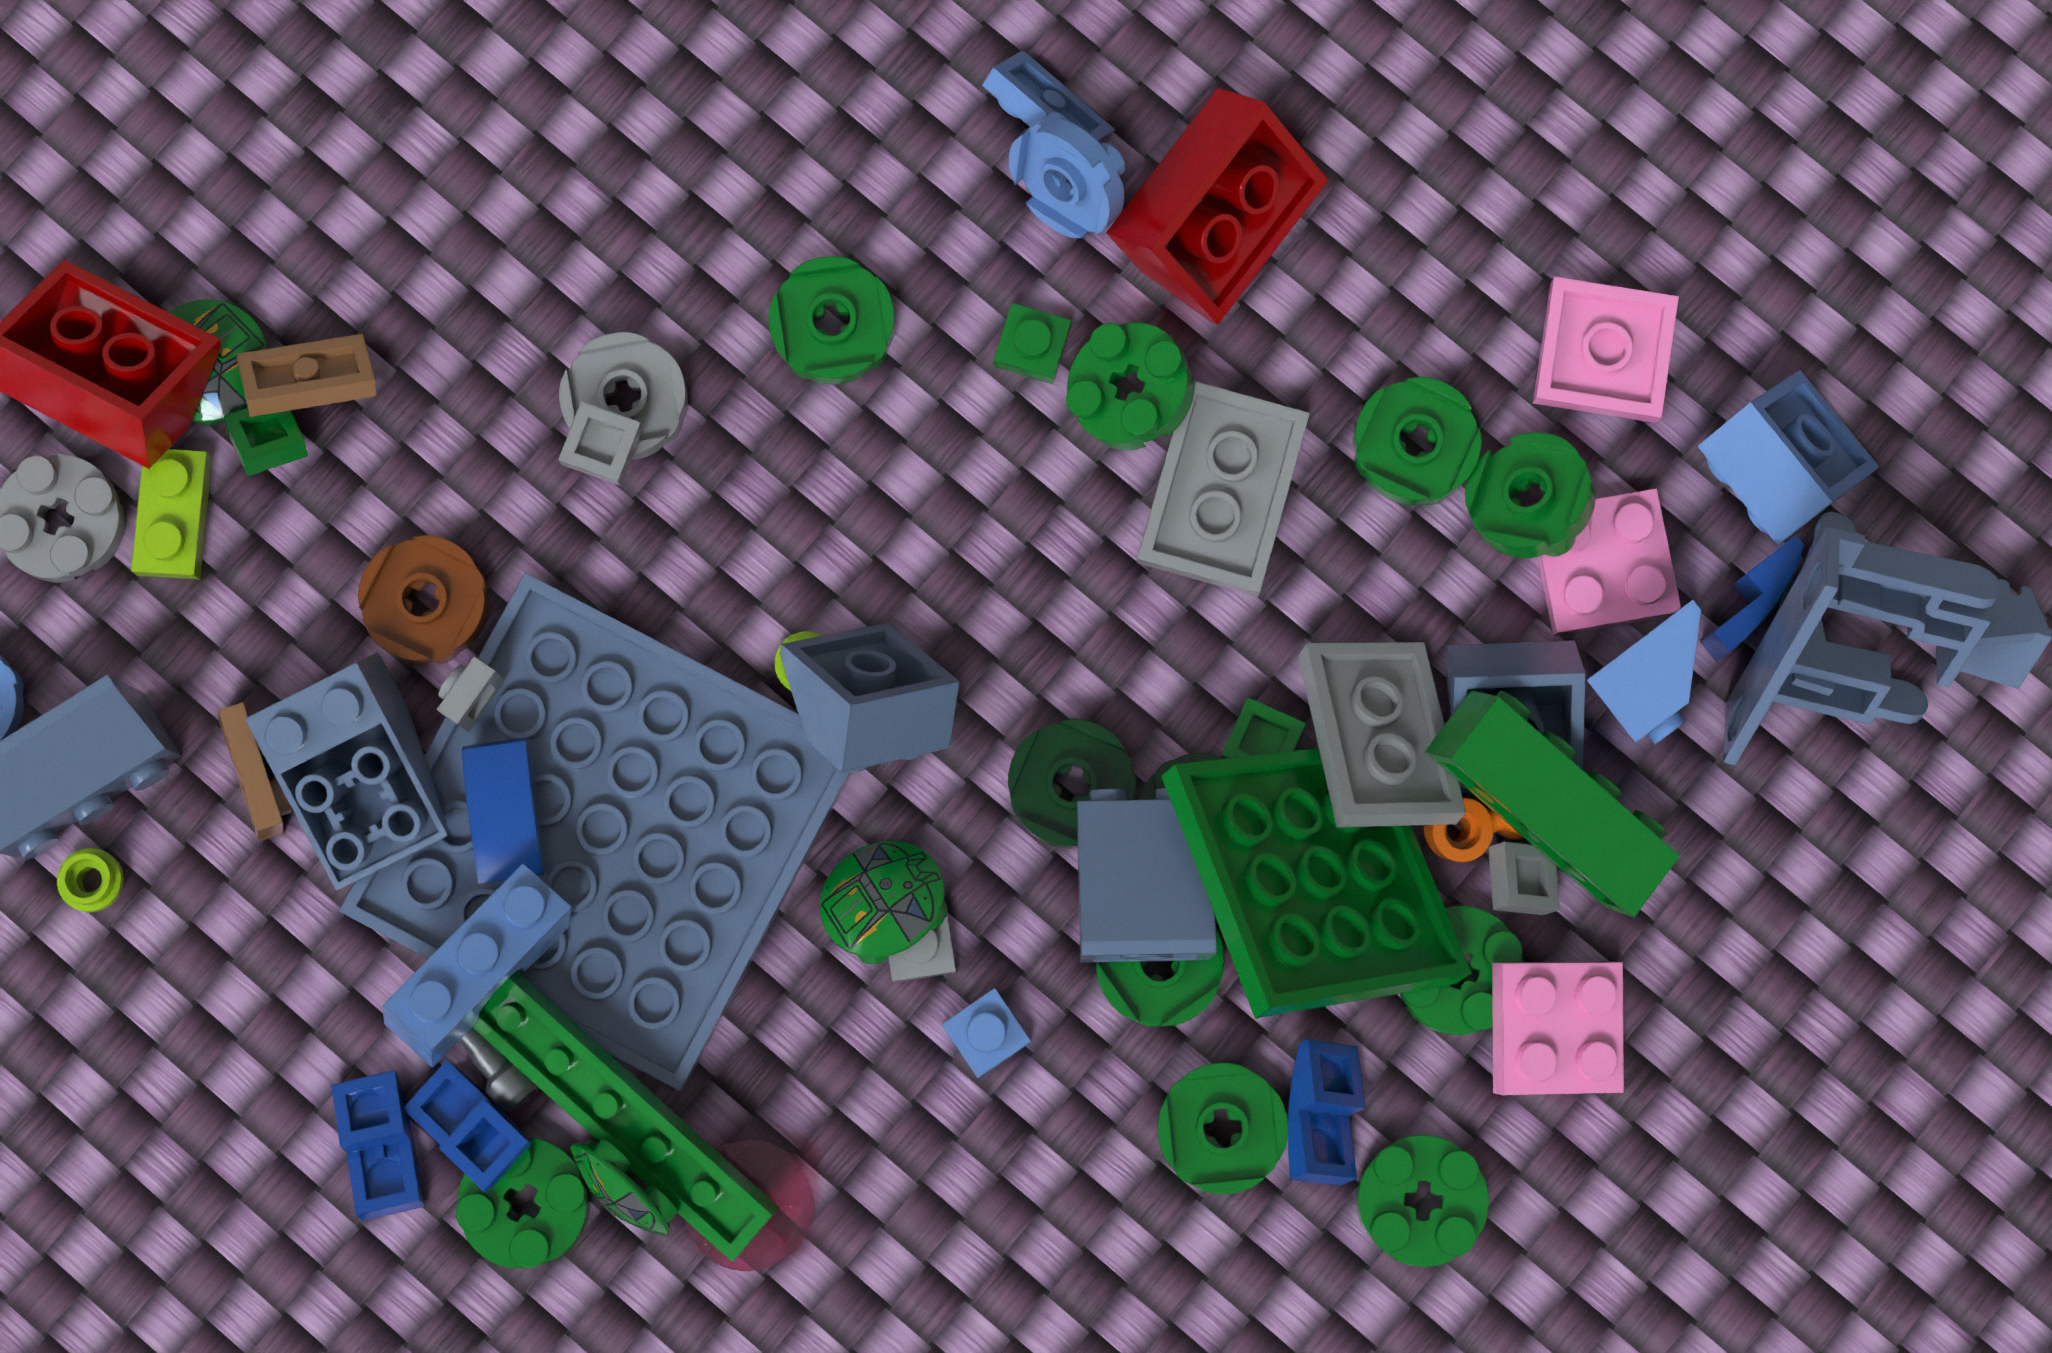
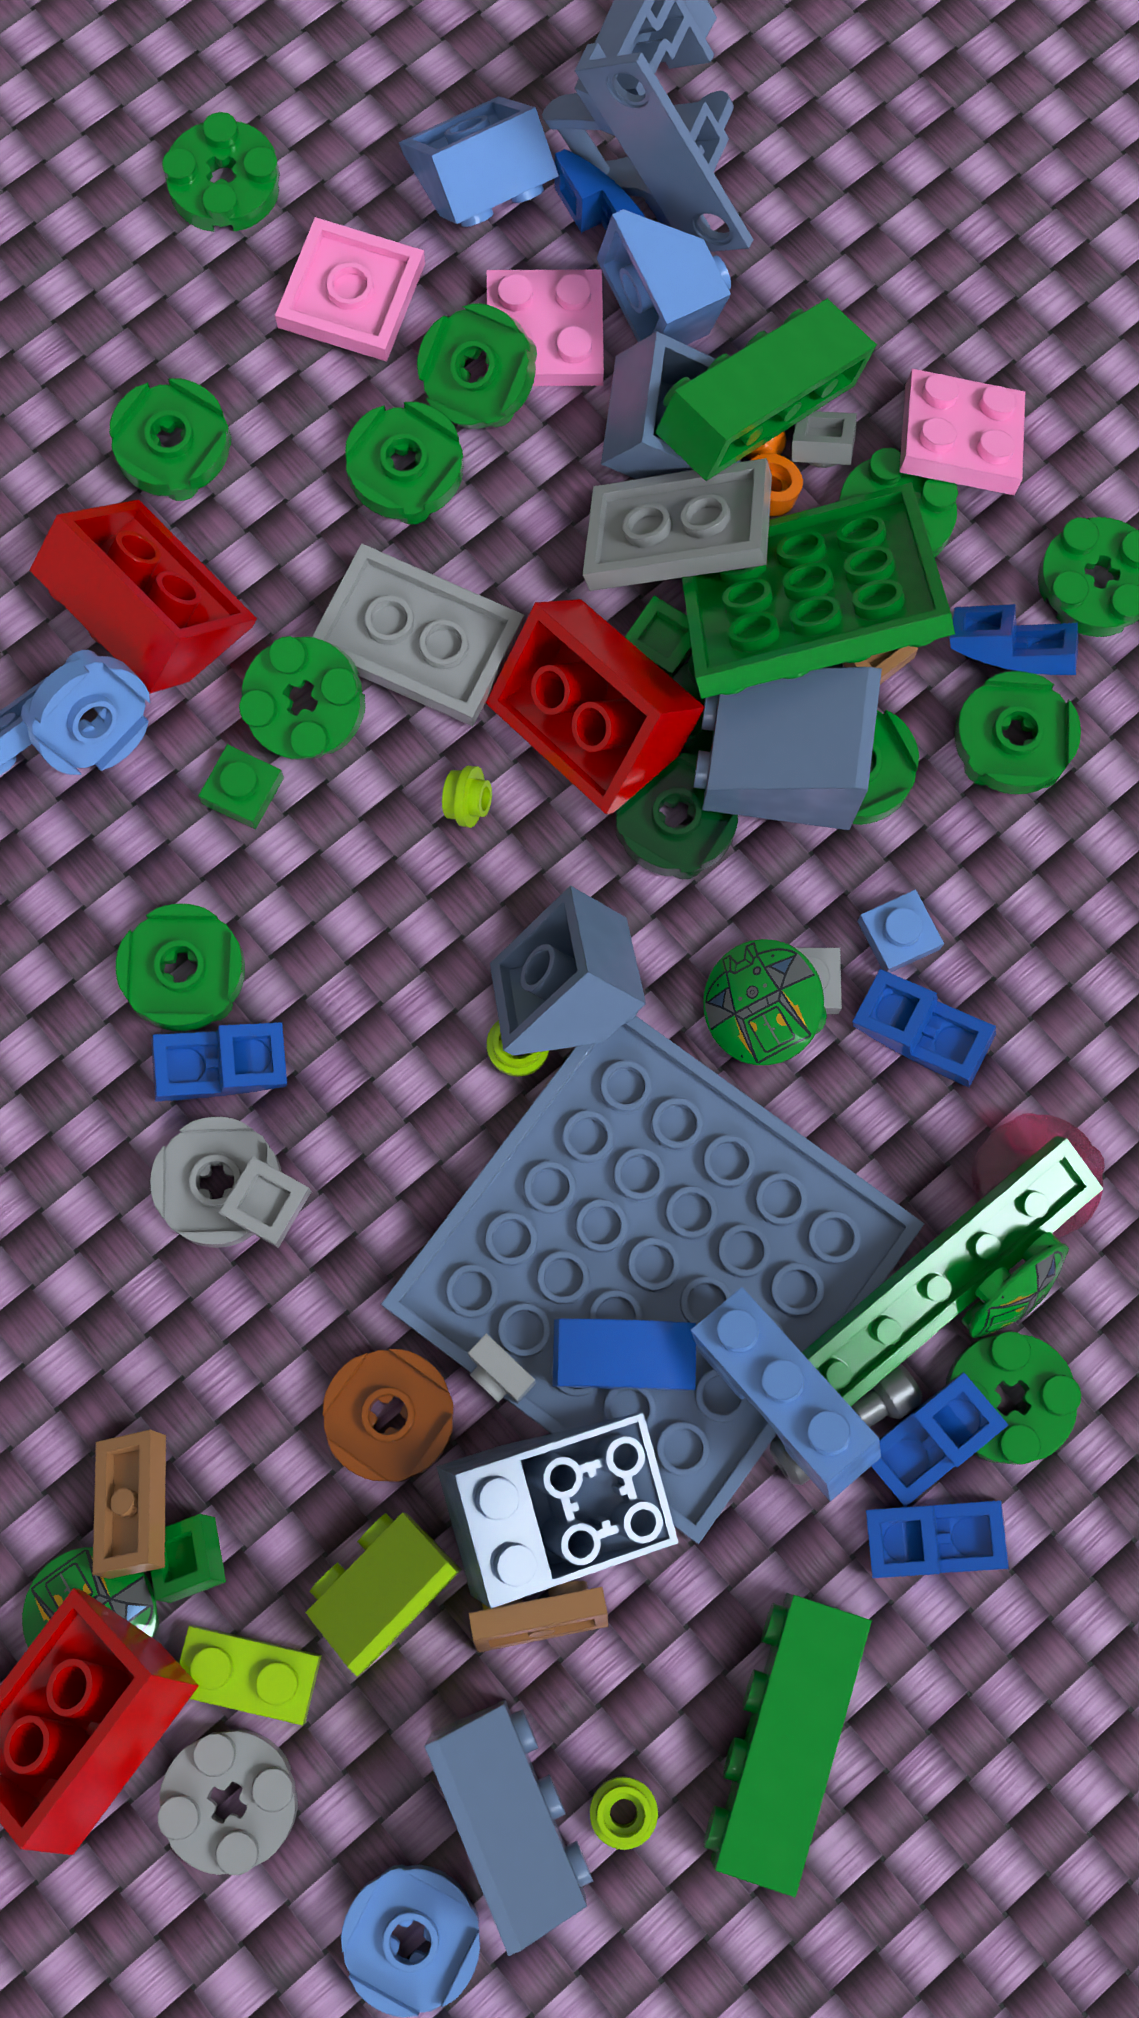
camera: 85 degrees left, 5 degrees down
(170, 1023) = (788, 1745): none -> green brick
(254, 620) = (381, 1591): none -> lime slope
(744, 375) = (218, 1062): none -> blue slope
(887, 1070) = (923, 1029): none -> blue slope
(1054, 567) = (466, 796): none -> lime plate
(1171, 675) = (592, 702): none -> red slope
(1382, 165) = (175, 469): none -> green plate
(1719, 155) = (218, 145): none -> green plate

